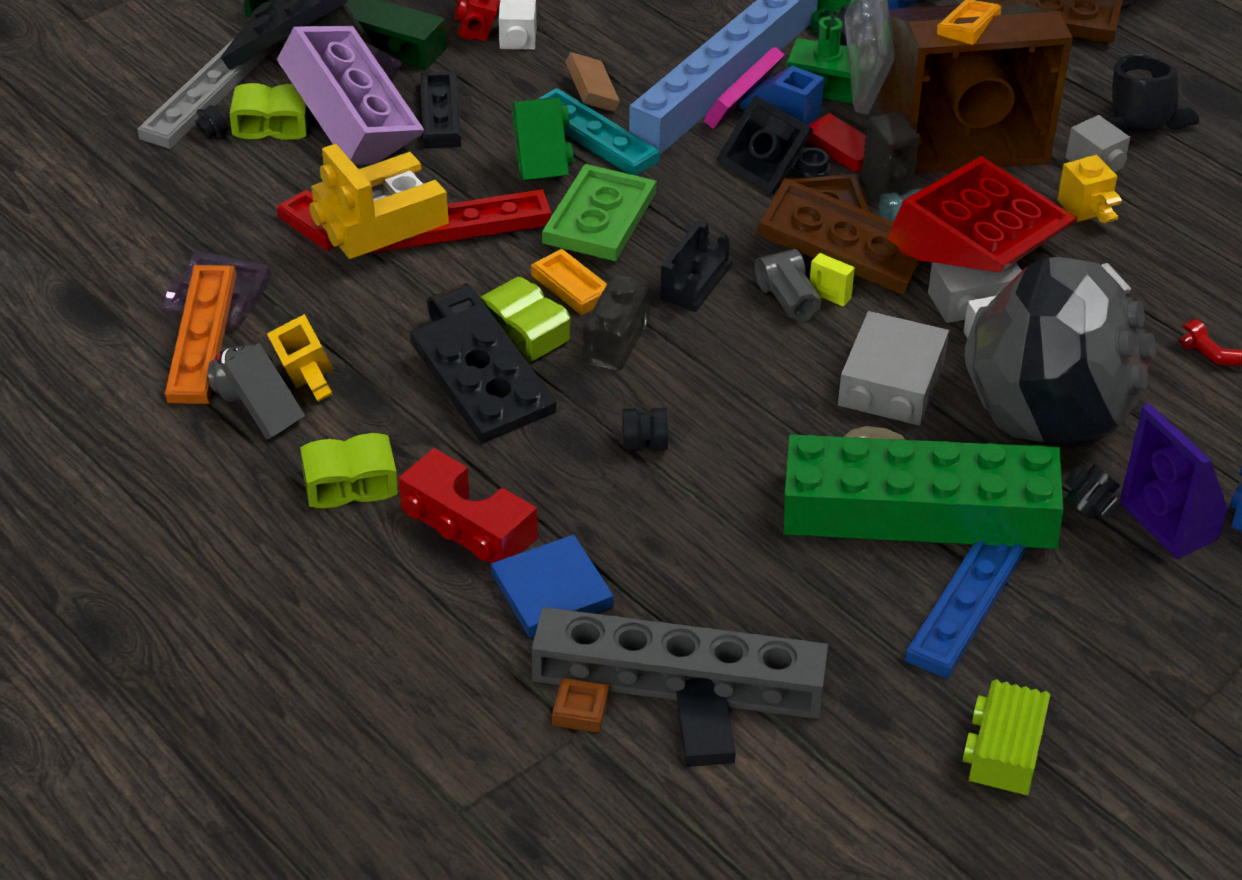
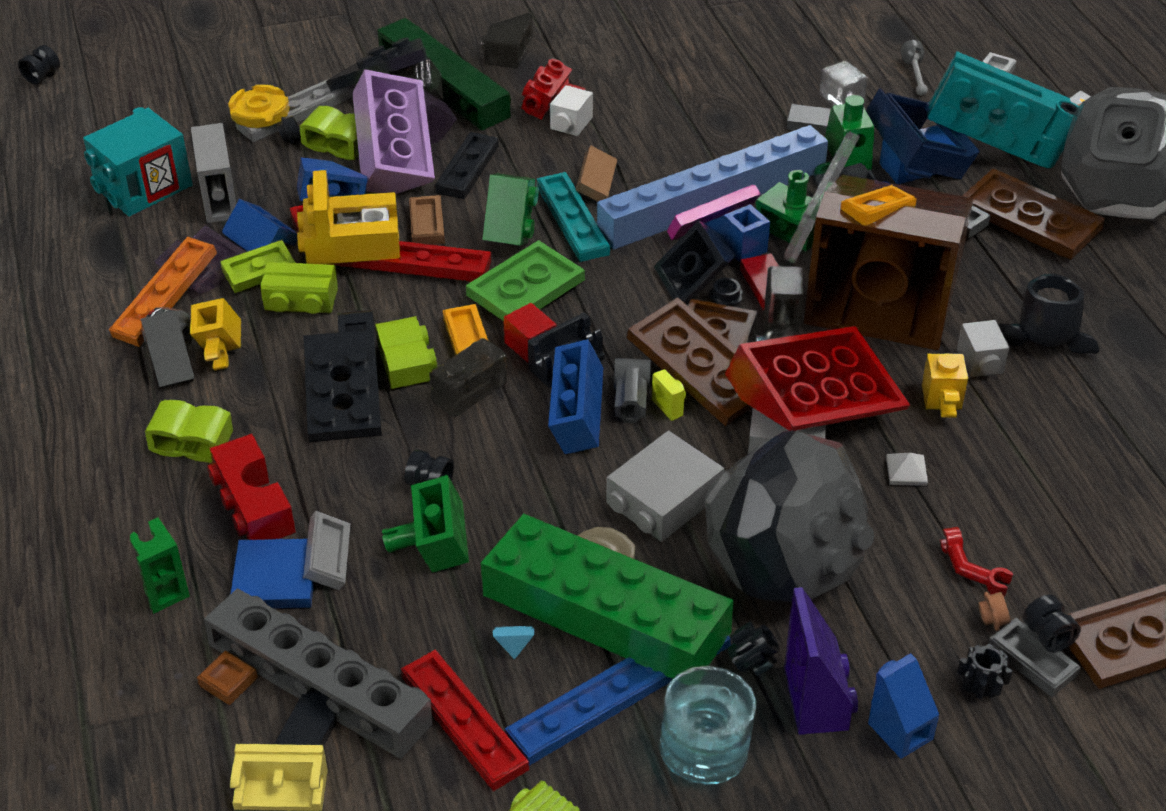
camera: 25 degrees right, 0 degrees up
(68, 199) = (137, 161): none -> teal container
(158, 105) = (259, 107): none -> yellow tile
(172, 188) = (214, 171): none -> light grey brick
(257, 239) = (255, 227): none -> blue panel
(290, 276) = (249, 268): none -> lime plate
(297, 164) = (340, 179): none -> blue slope
(357, 285) = (299, 287): none -> lime brick
(439, 168) = (426, 220): none -> medium nougat tile
(445, 613) = (160, 567): none -> green hinge
(595, 542) = (327, 550): none -> light grey tile
(641, 256) = (524, 325): none -> red brick
(699, 479) = (436, 528): none -> green brick
(718, 778) = (279, 777): none -> light yellow hinge
(748, 307) = (576, 397): none -> blue brick
(851, 563) = (513, 638): none -> medium azure slope
(865, 659) = (466, 721): none -> red tile
(1110, 573) = (707, 724): none -> clear light blue wheel

